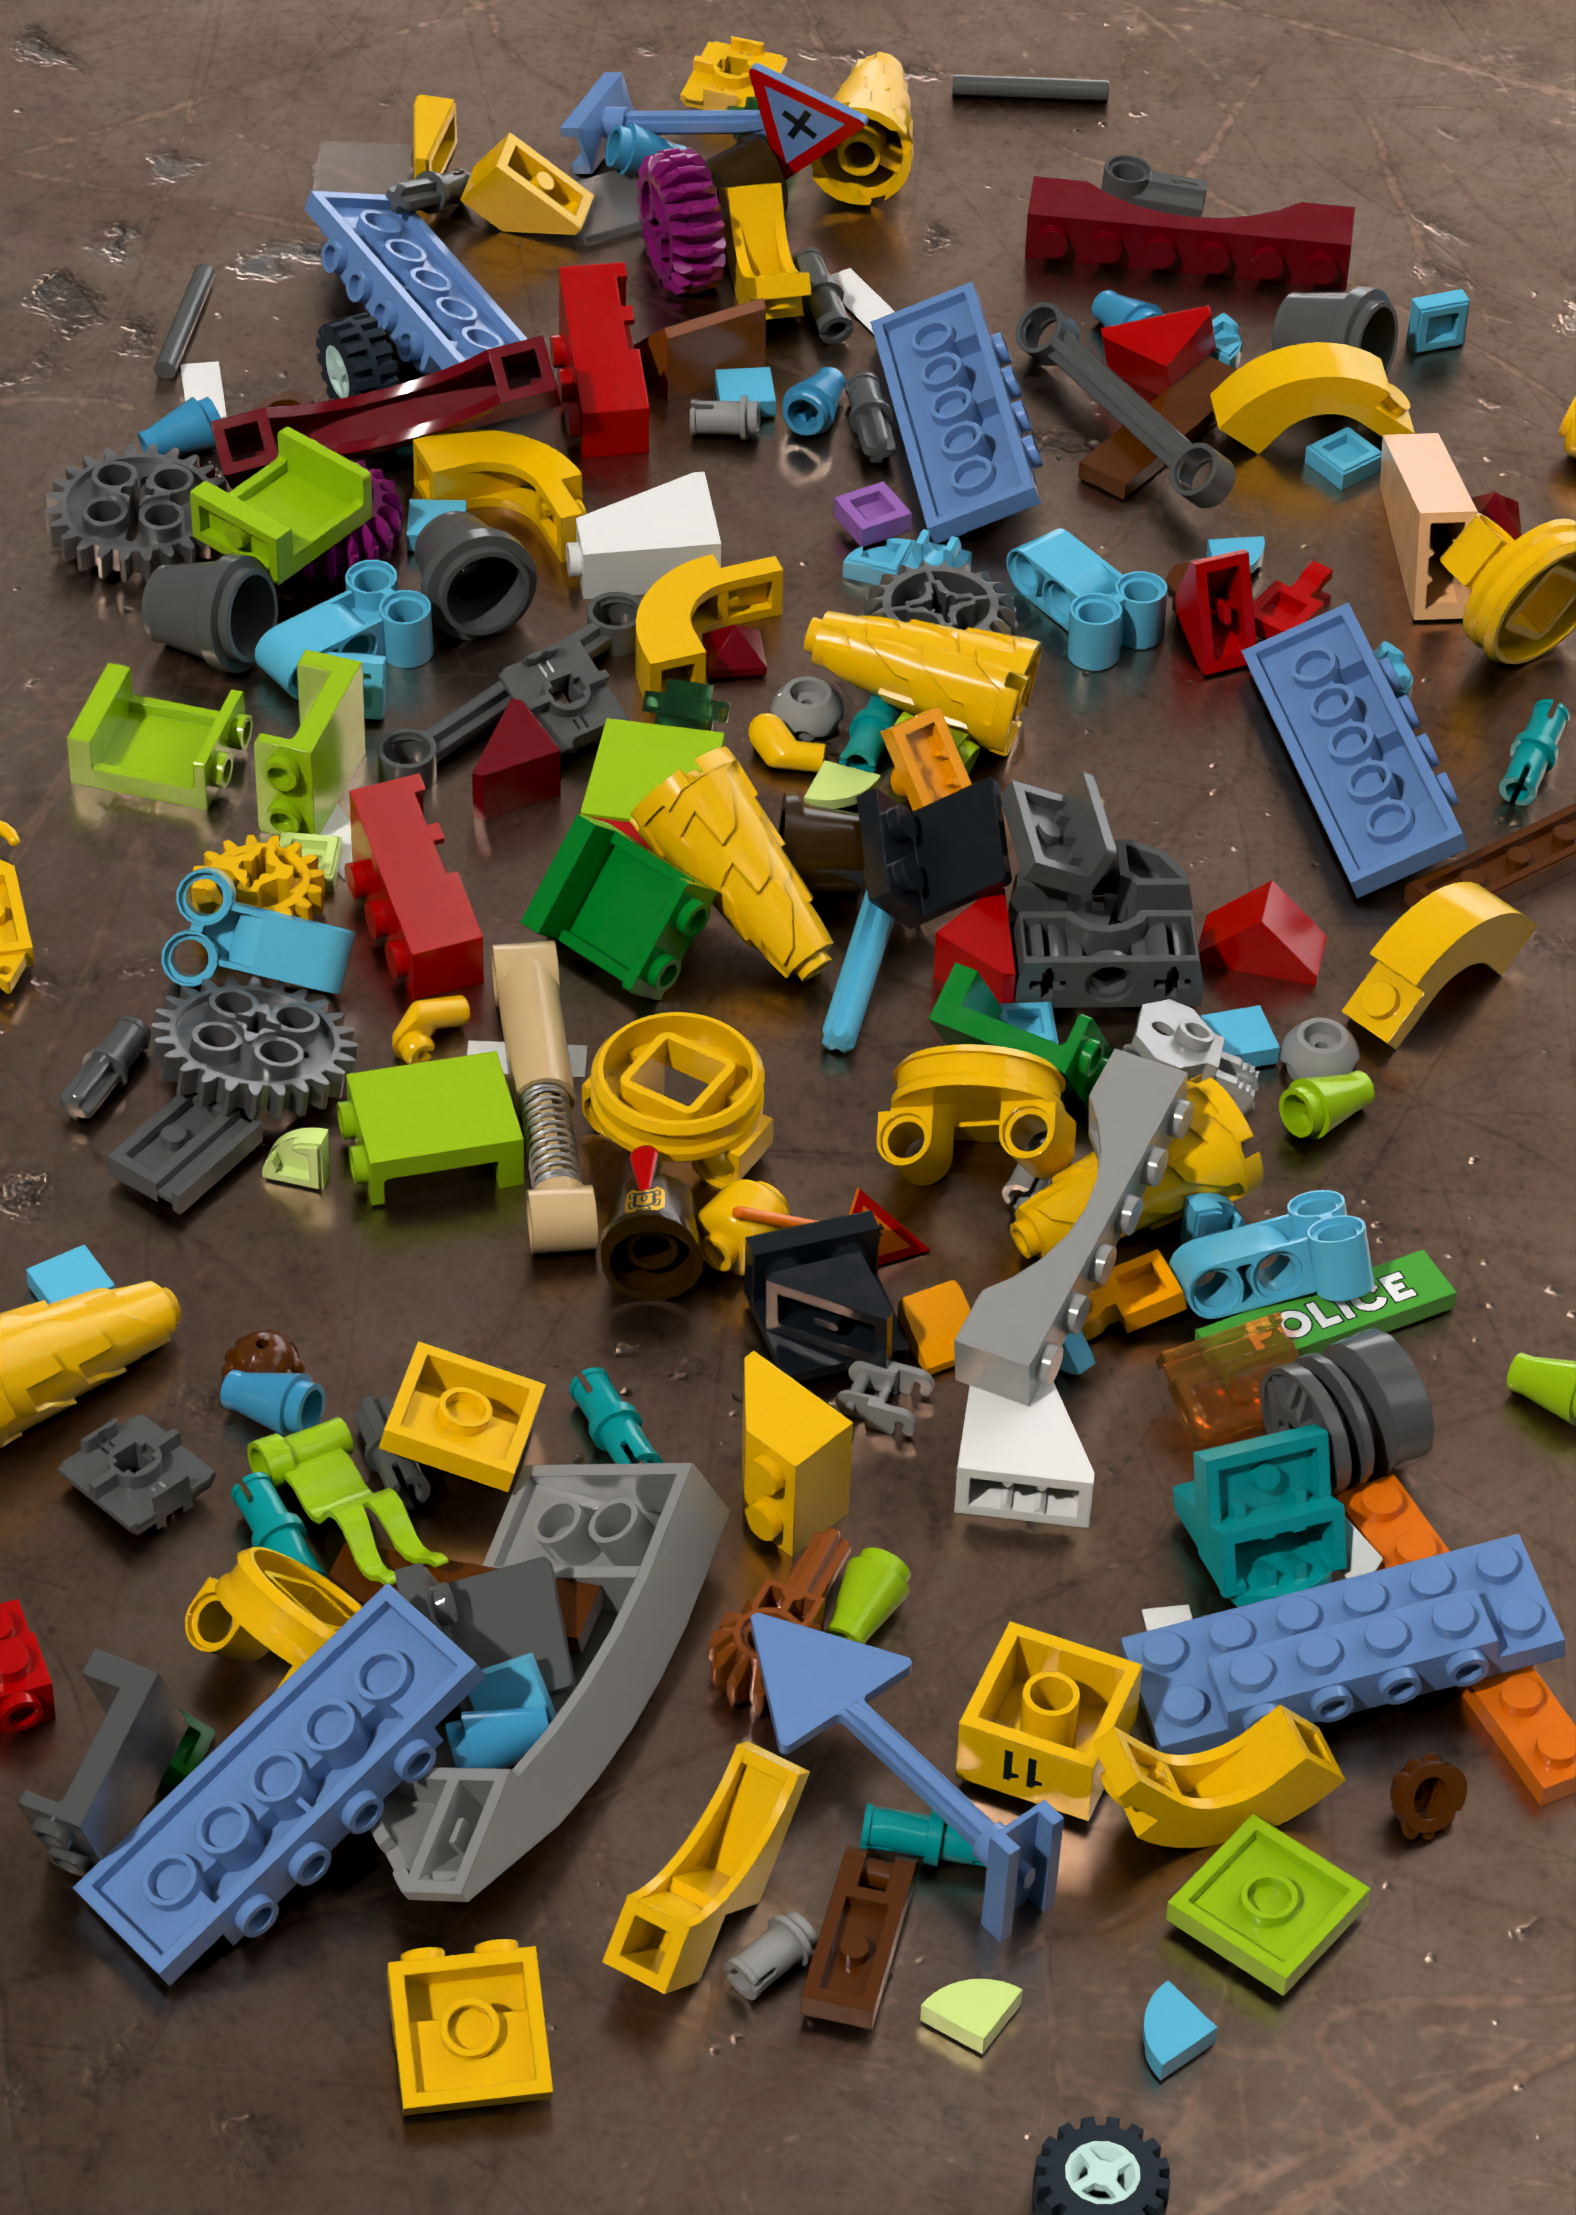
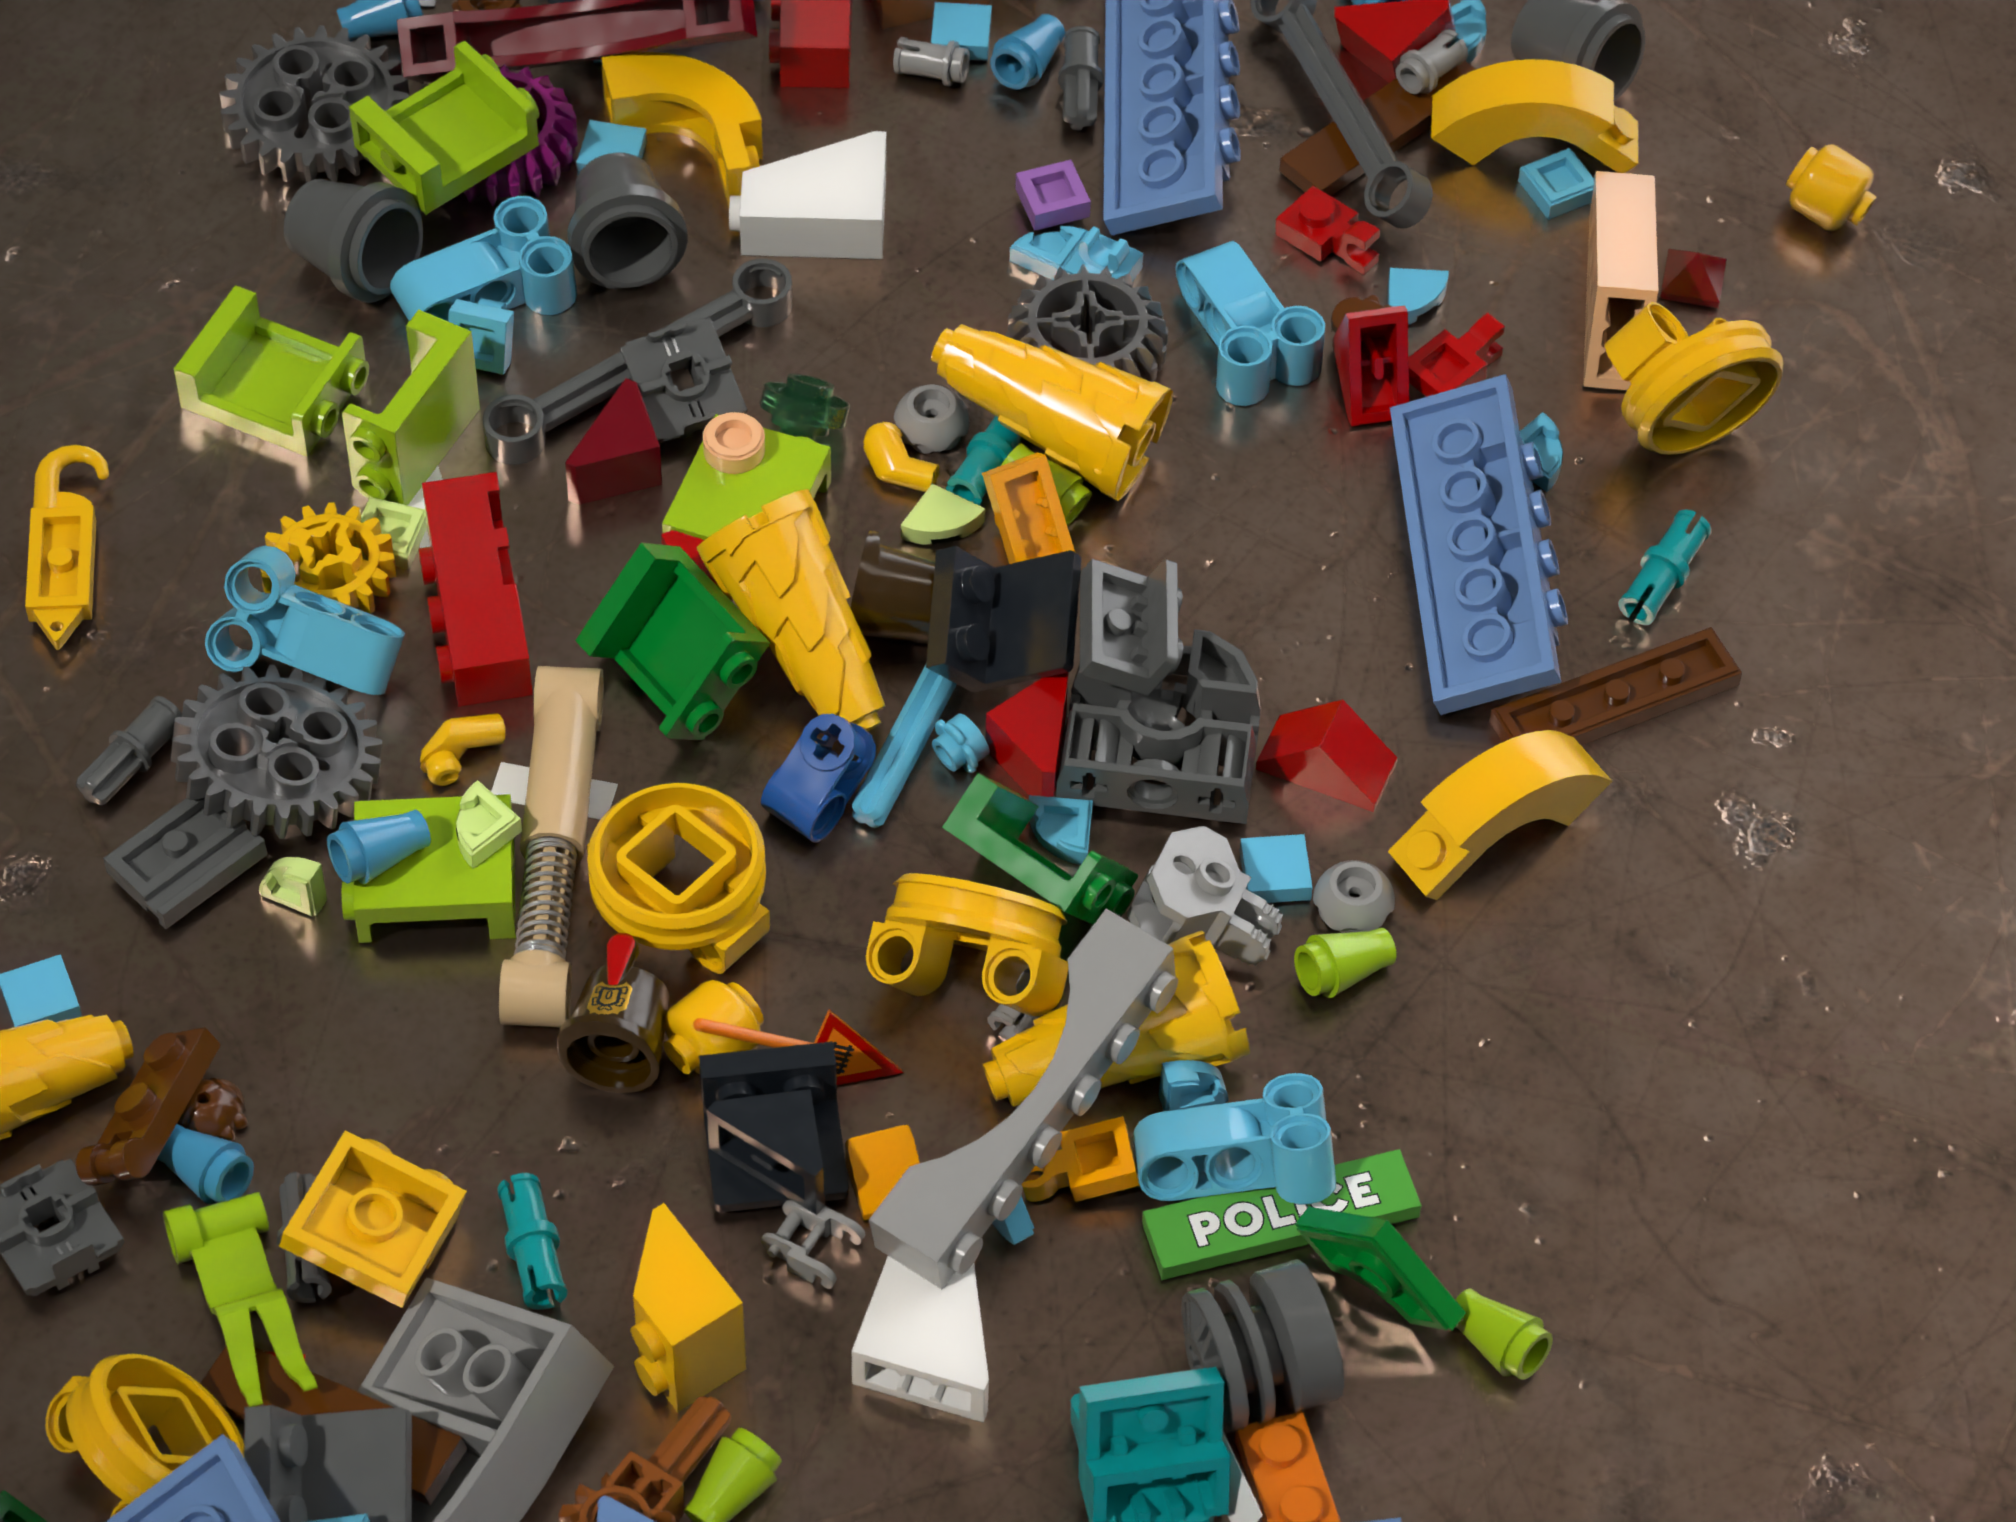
camera: 10 degrees right, 10 degrees up
(211, 1356) = (149, 1108): none -> reddish brown plate
(271, 1522) = (169, 1315): teal pin -> none
(380, 1101) = (374, 845): none -> dark azure cone
(480, 1075) = (484, 824): none -> yellowish green tile
(632, 737) = (733, 443): none -> light nougat tile
(694, 602) = (835, 285): yellow arch -> none
(734, 652) = (875, 341): dark red slope -> none
(786, 1014) = (816, 782): none -> blue piece
(911, 969) = (959, 743): none -> medium azure plate
(1135, 514) = (1325, 225): none -> red plate
(1196, 371) = (1421, 69): none -> light grey pin
(1220, 1377) = (1150, 1272): clear orange plate -> none
(1437, 321) = (1694, 32): medium azure tile -> none
(1441, 1334) = (1382, 1261): none -> green tile

